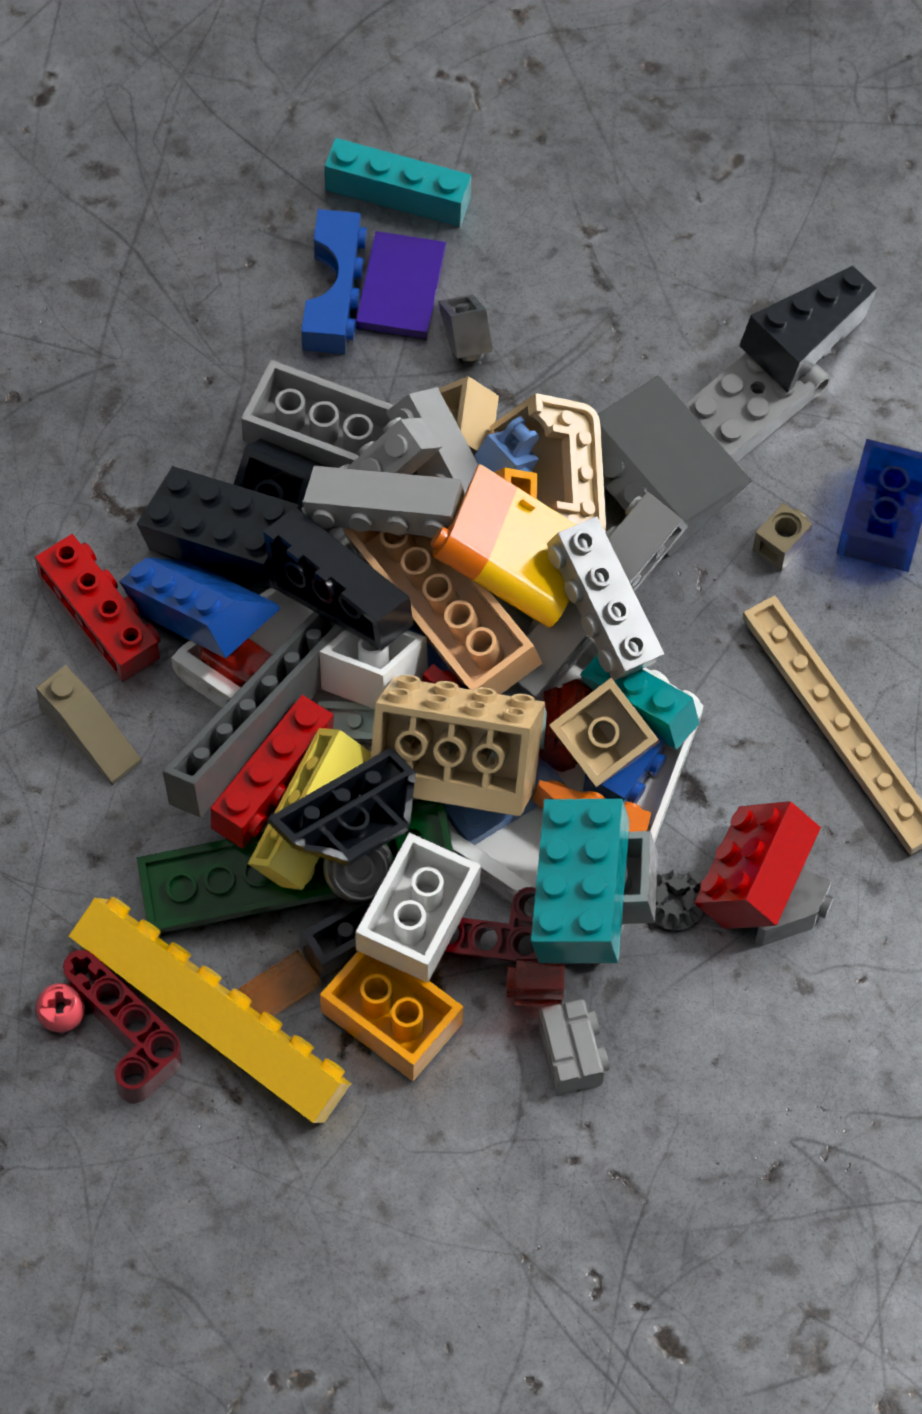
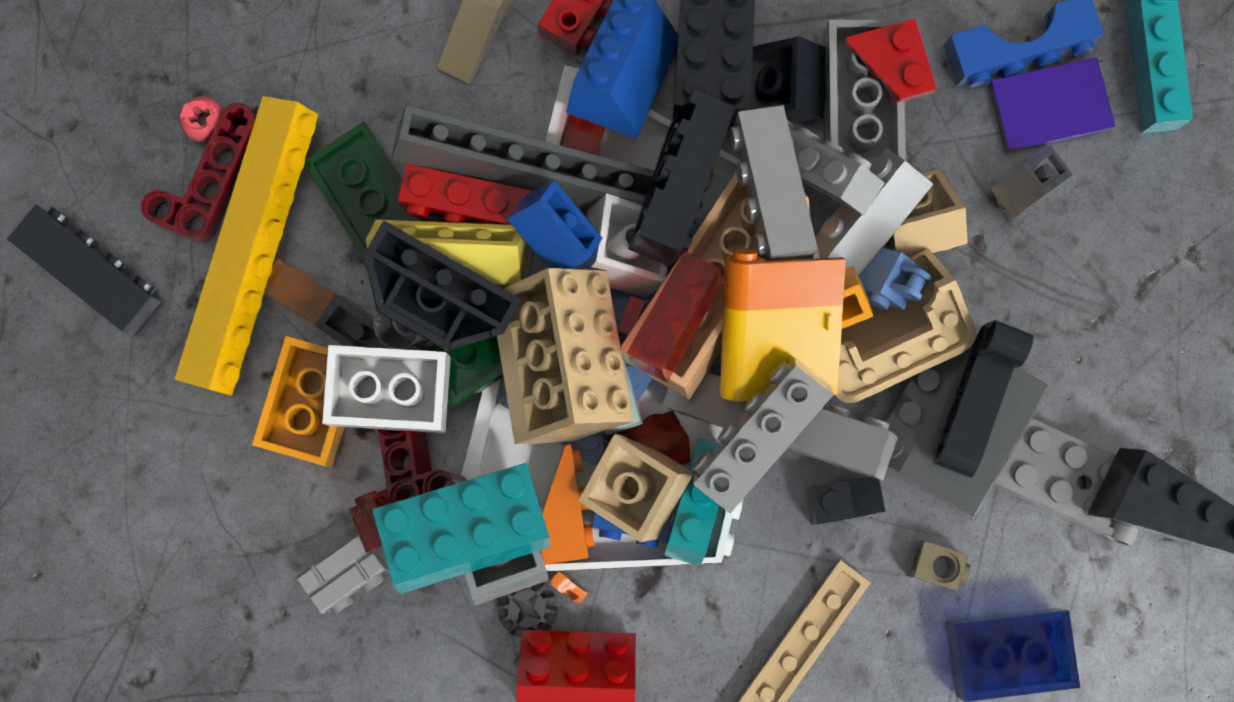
camera: 65 degrees right, 20 degrees up
(161, 1170) = (85, 270): none -> black brick
(306, 377) = (896, 58): none -> red wing
(336, 695) = (555, 227): none -> blue brick
(467, 624) = (675, 316): none -> clear red brick
(643, 423) = (979, 396): none -> black beam
(670, 854) = (568, 587): none -> orange tile
(688, 593) = (844, 500): none -> black slope

